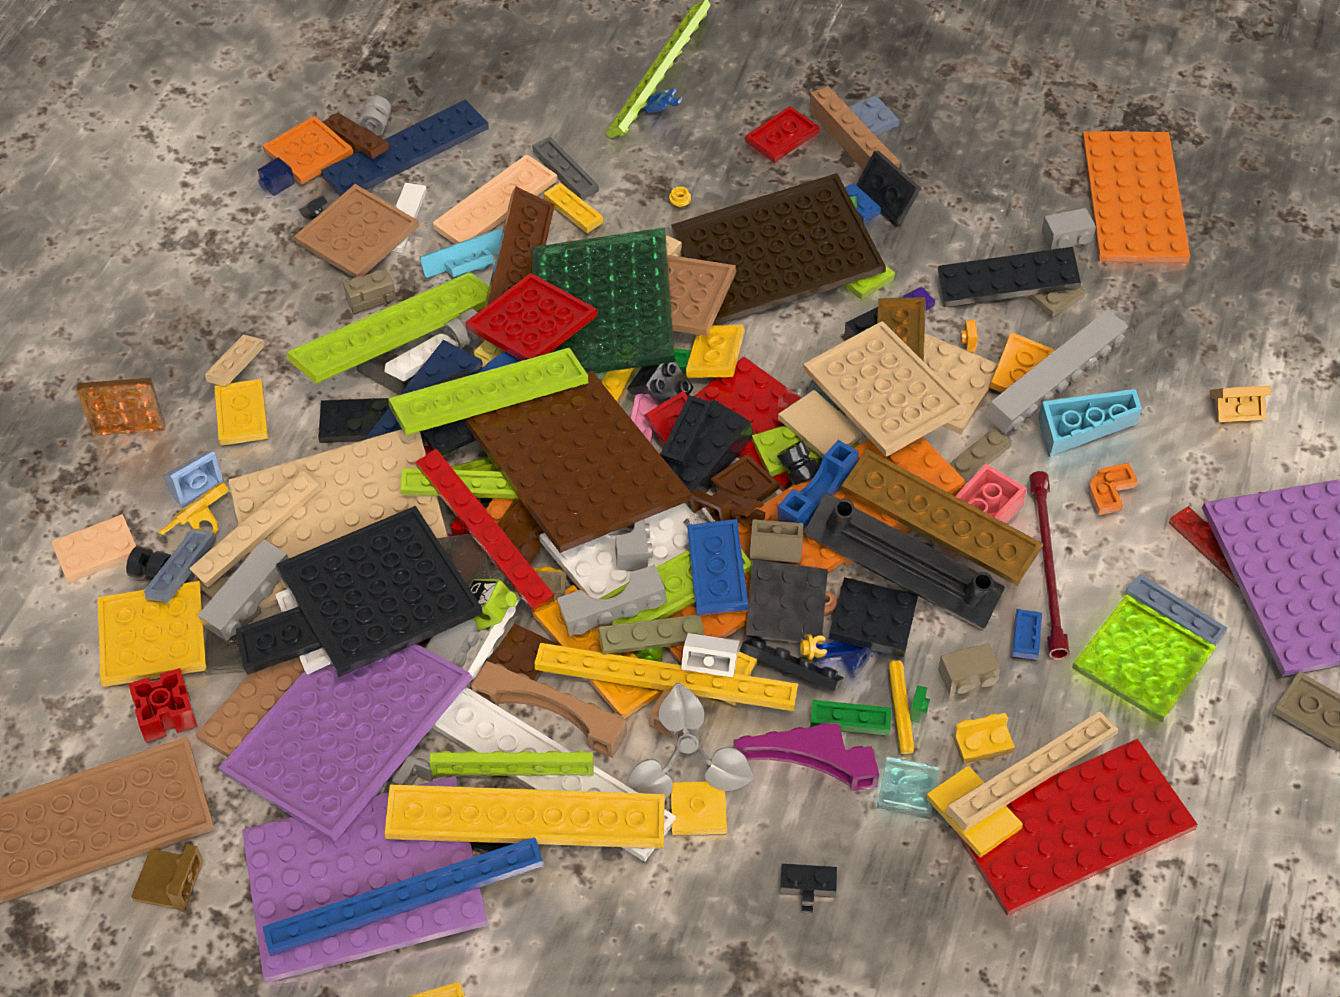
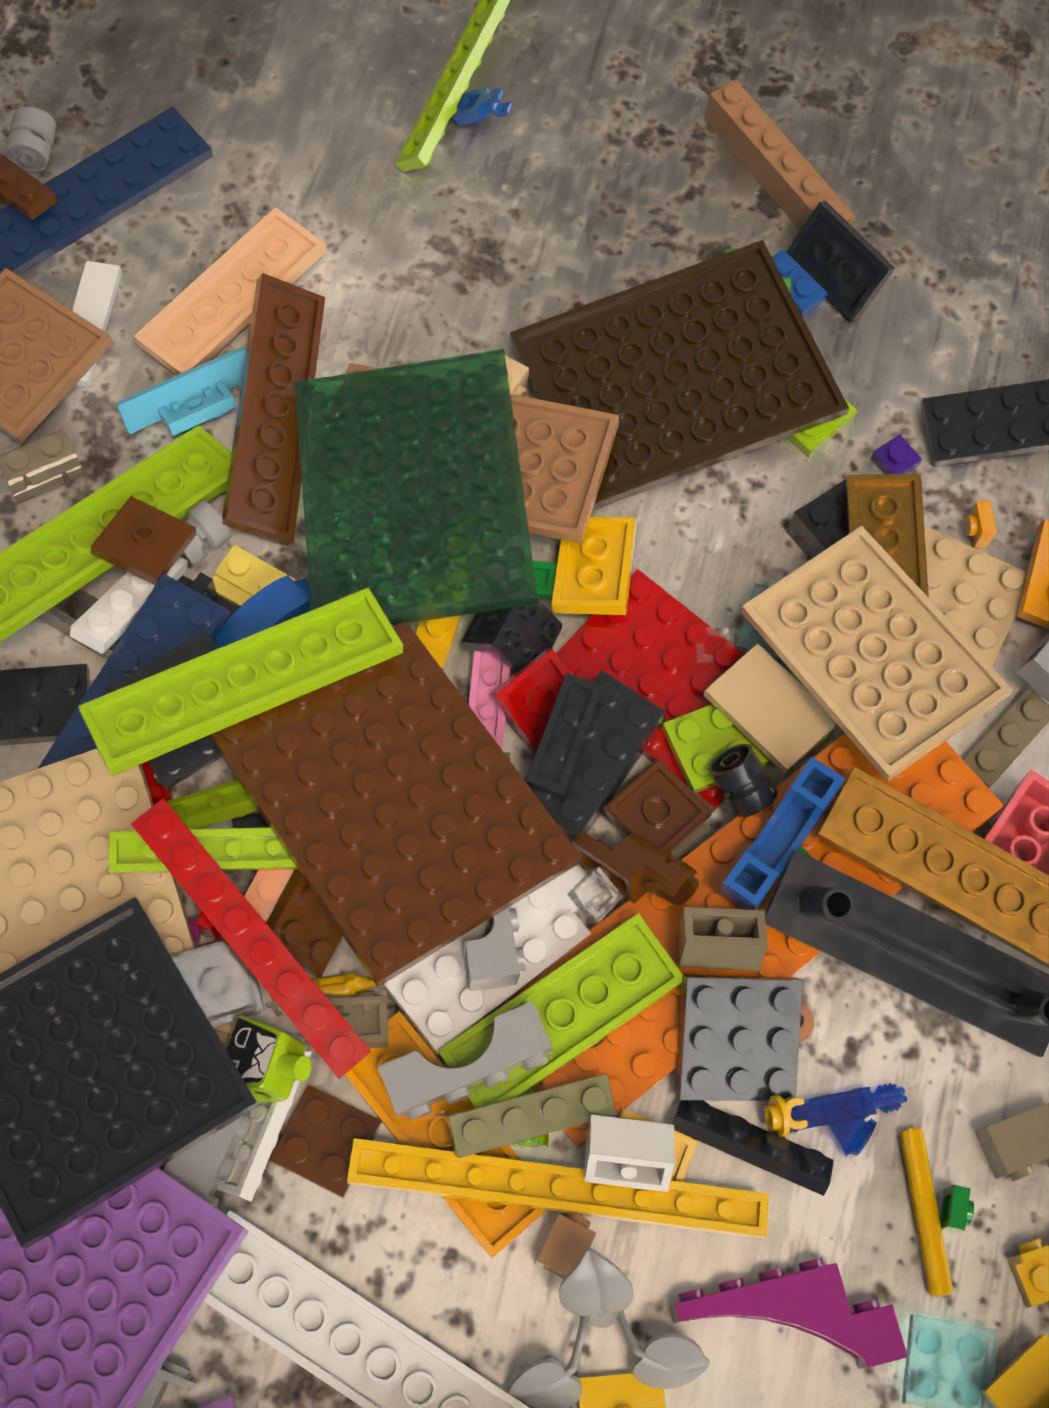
camera: 10 degrees left, 15 degrees up
(432, 324) = (143, 540): none -> reddish brown plate
(502, 686) = (289, 1208): medium nougat arch -> none
(511, 764) = (302, 1372): lime plate -> none
(531, 318) = (303, 528): red plate -> none
(566, 168) = (338, 230): dark grey plate -> none
(573, 208) = (355, 302): yellow plate -> none
(680, 197) = (522, 272): yellow plate -> none
(717, 567) = (630, 989): blue tile -> none
(782, 134) = (667, 161): red tile -> none
(852, 717) = (851, 1238): green plate -> none
(873, 617) = (872, 1049): black plate -> none
(875, 115) = (806, 125): sand blue plate -> none

